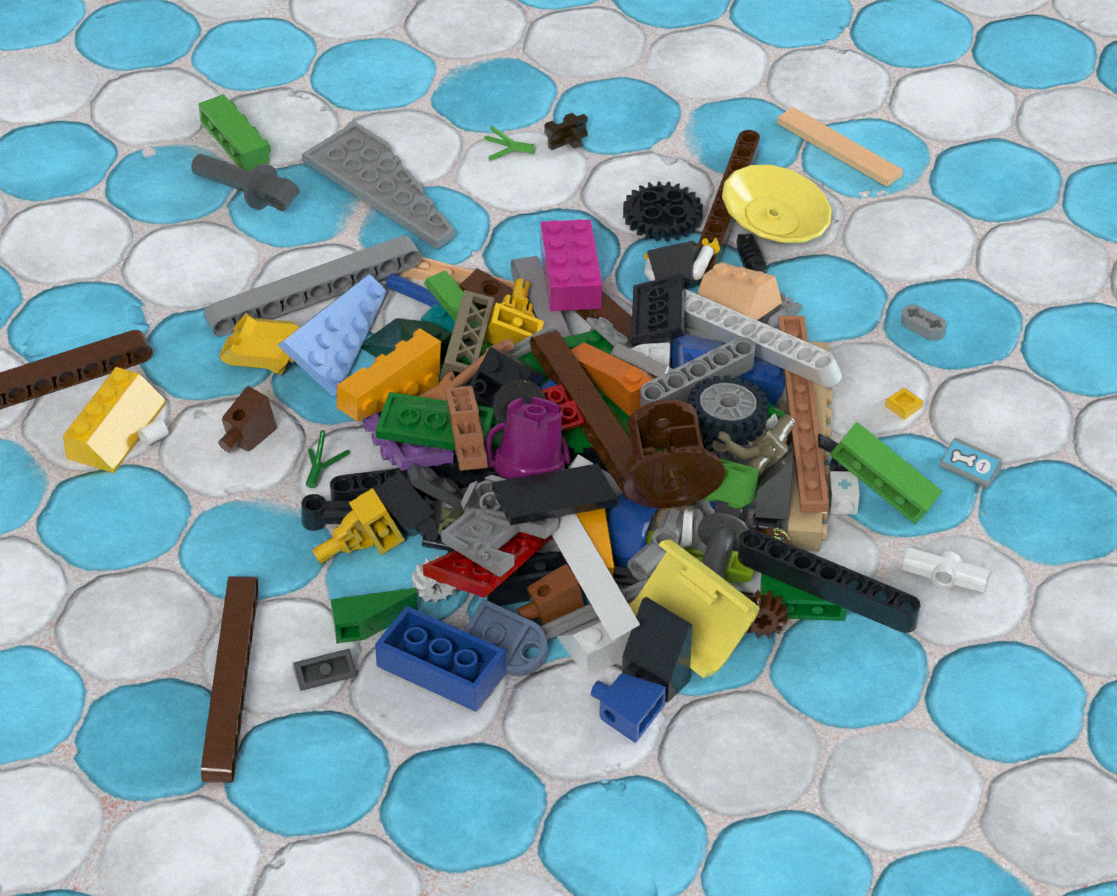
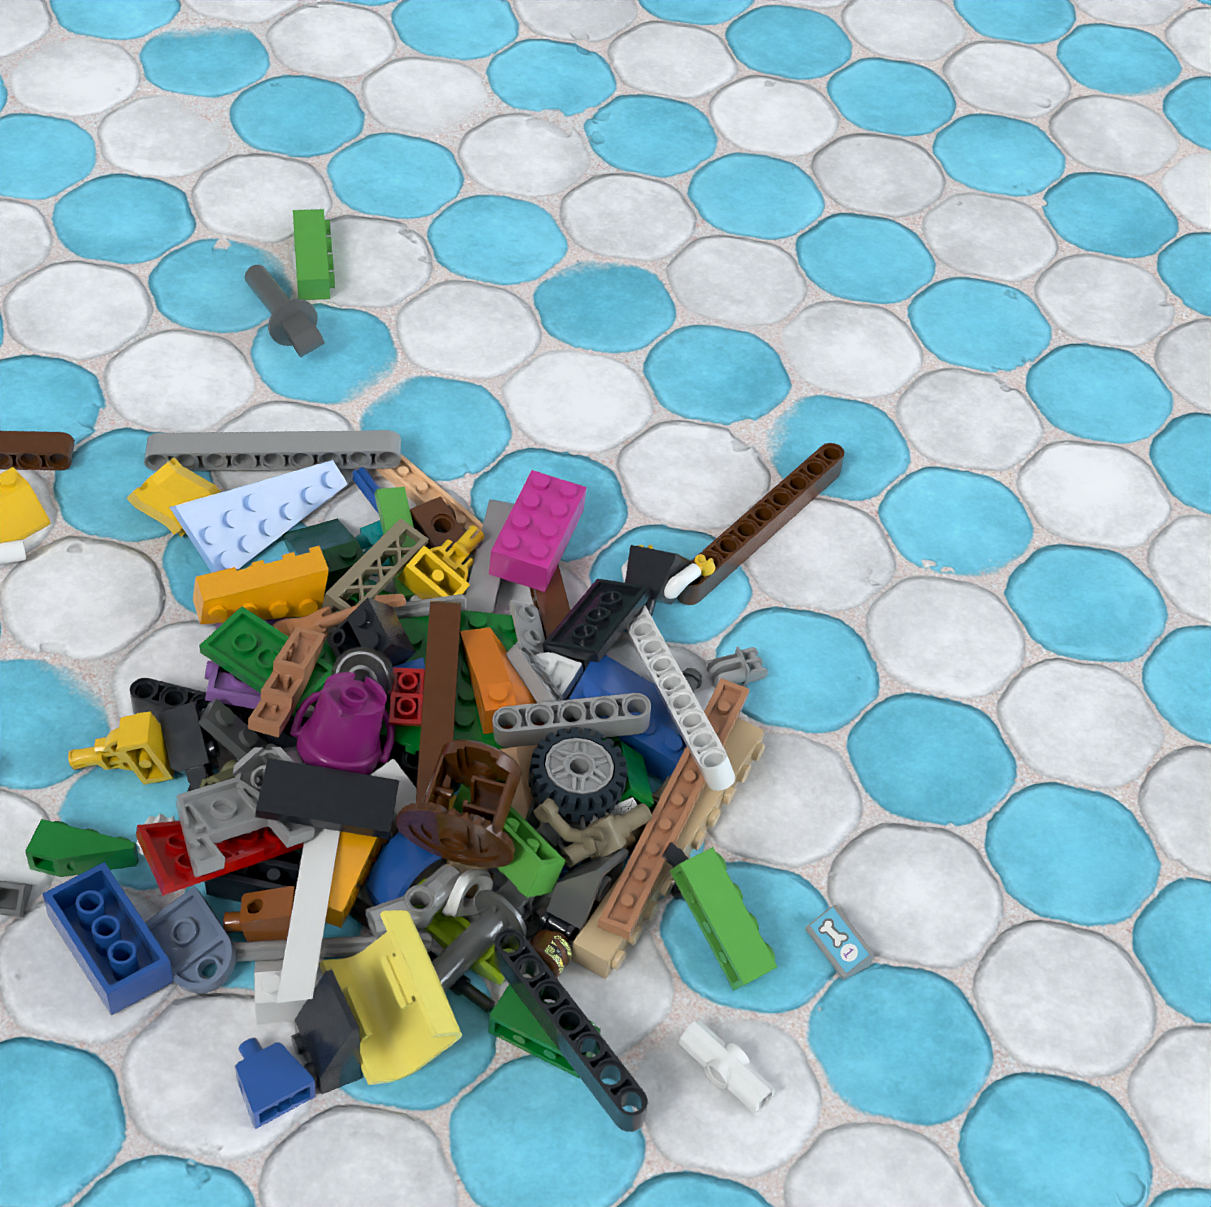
camera: 20 degrees right, 5 degrees up
(247, 421) = (101, 579): reddish brown torso -> none
(317, 465) = (144, 656): green plant -> none
(318, 512) = (106, 710): black piece -> none
(376, 176) = (419, 348): light grey wing -> none
(512, 145) = (584, 370): bright green plant -> none
(568, 132) = (647, 375): dark brown hips -> none
(662, 211) = (689, 503): black gear -> none
(741, 289) = (700, 633): light nougat slope -> none
(750, 253) = (750, 596): black hinge -> none
(774, 616) = (483, 1035): reddish brown gear -> none
(776, 203) = (820, 527): light yellow dish -> none
(840, 146) = (933, 499): light nougat tile -> none
(843, 493) = (669, 920): white brick -> none
(904, 403) = (812, 835): yellow tile -> none
(923, 322) = (890, 746): light grey beam -> none

